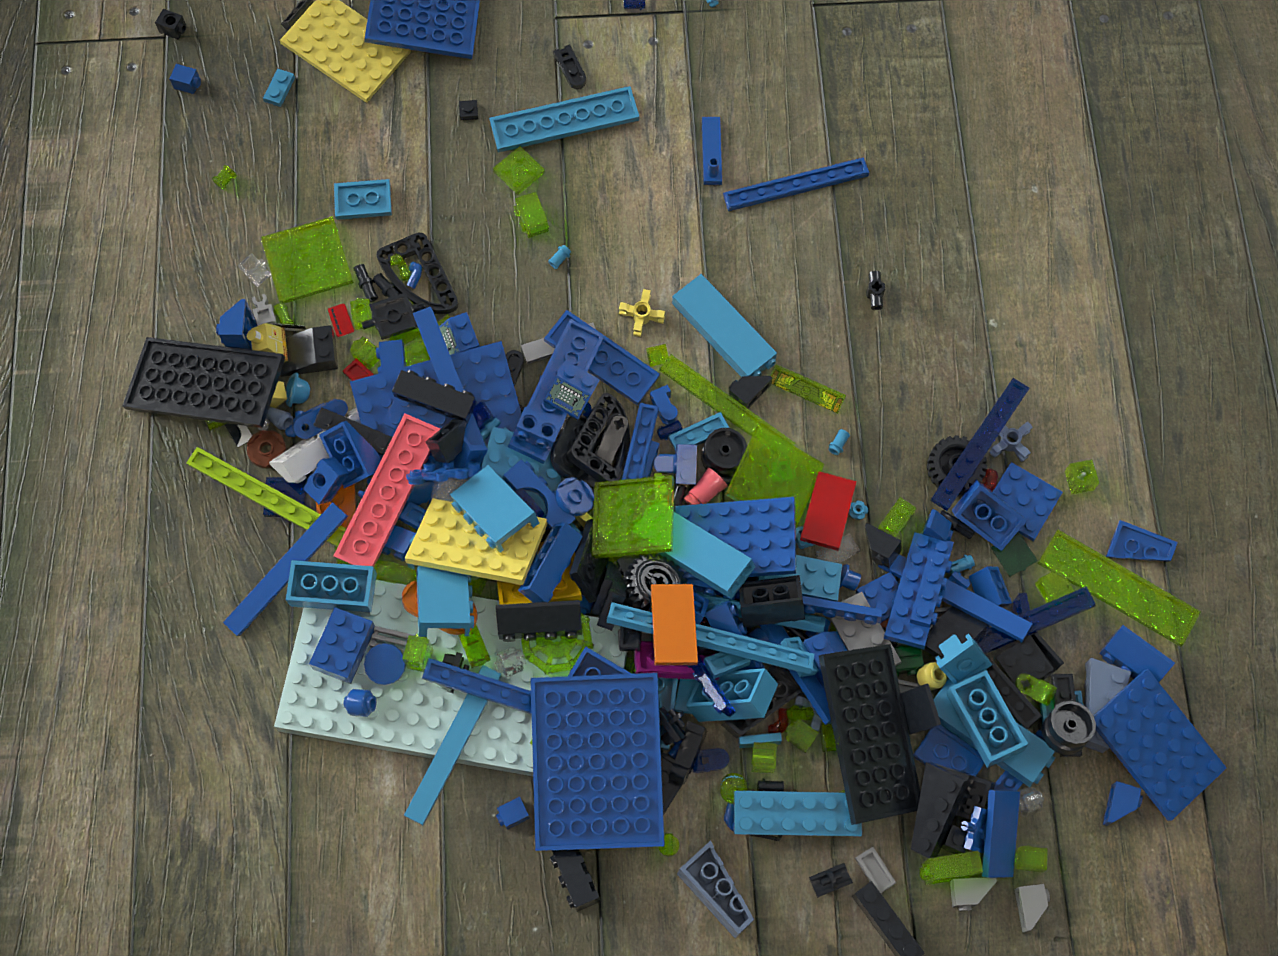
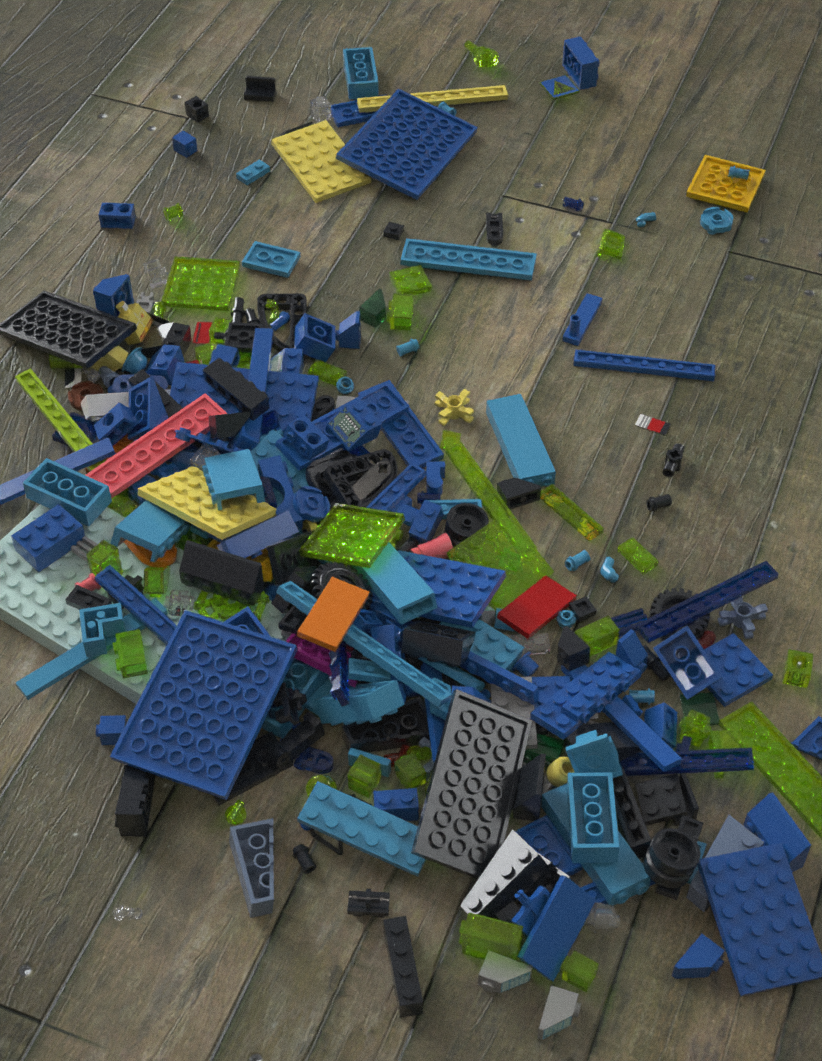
camera: 25 degrees right, 20 degrees down
(168, 209) = (117, 215): none -> blue brick
(327, 382) = (165, 362): none -> blue slope
(360, 703) = (35, 584): blue head -> none
(384, 664) = (72, 565): blue tile -> none
(411, 680) = (89, 583): none -> coral bush
(426, 702) = (83, 598): none -> black panel
(450, 726) = (98, 624): none -> dark azure brick
(466, 287) = (315, 337): none -> blue brick
(494, 320) = (326, 372): none -> clear neon green plate
(494, 736) = (131, 654): none -> clear neon green brick
(495, 264) = (350, 332): none -> blue slope
(503, 223) = (373, 309): none -> clear green slope
(521, 324) = (347, 382): none -> dark azure plate
(695, 49) = (611, 244): none -> clear neon green piece
(751, 861) = (301, 853): none -> black pin
(805, 773) = (399, 802): none -> blue brick
(834, 252) = (653, 424): none -> sticker
(868, 494) = (582, 609): none -> black plate
(870, 441) = (607, 570): none -> dark azure arm
(875, 869) = (418, 918): light grey tile -> none
(882, 344) = (658, 502): none -> black pin
(889, 412) = (638, 555): none -> clear neon green plate
(924, 479) = (625, 620): none -> clear blue tile
(1023, 579) = (695, 726): none -> clear neon green brick
(1038, 689) = (660, 818): clear neon green piece -> none

